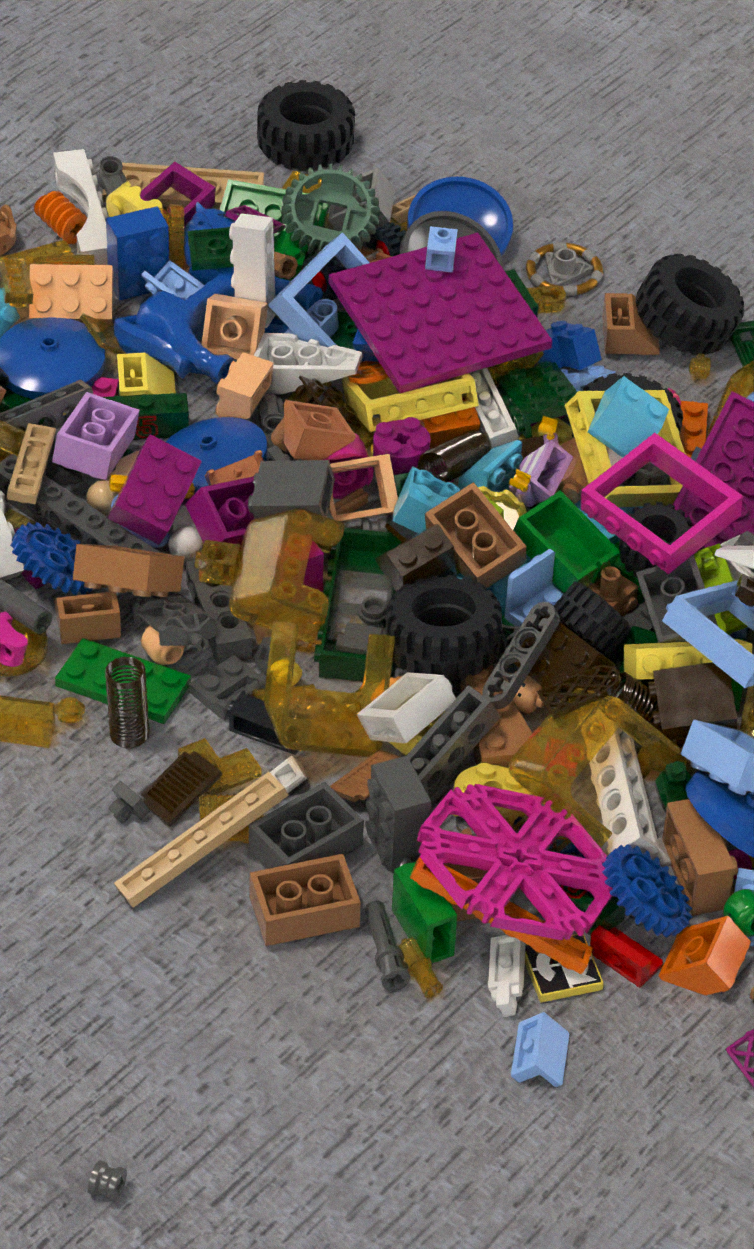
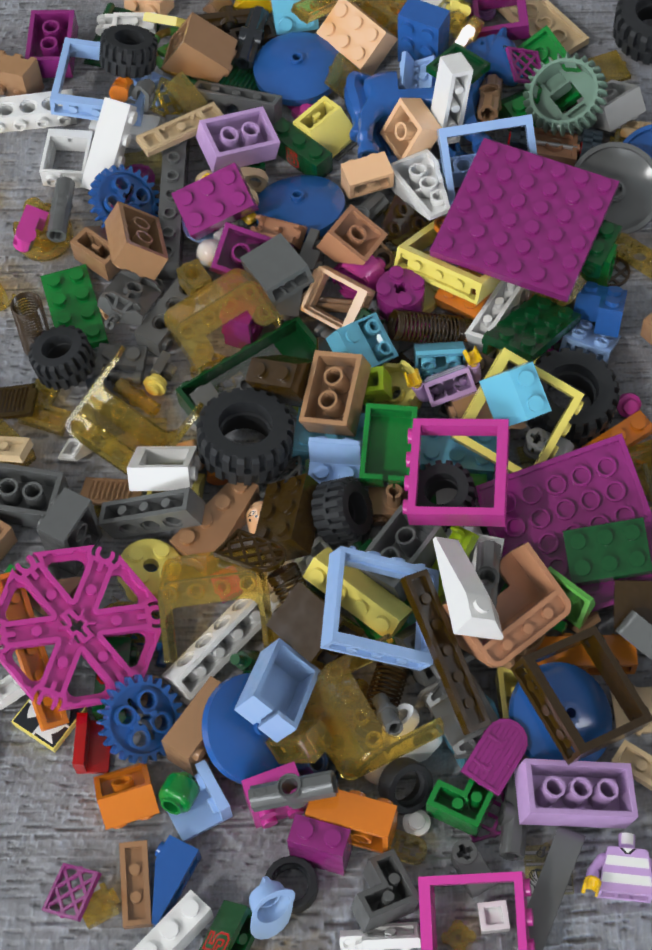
camera: 55 degrees right, 15 degrees up
(194, 723) = (62, 357): none -> black tyre
(441, 249) = (566, 174): light blue brick -> none
(525, 656) = (283, 487): dark grey beam -> none

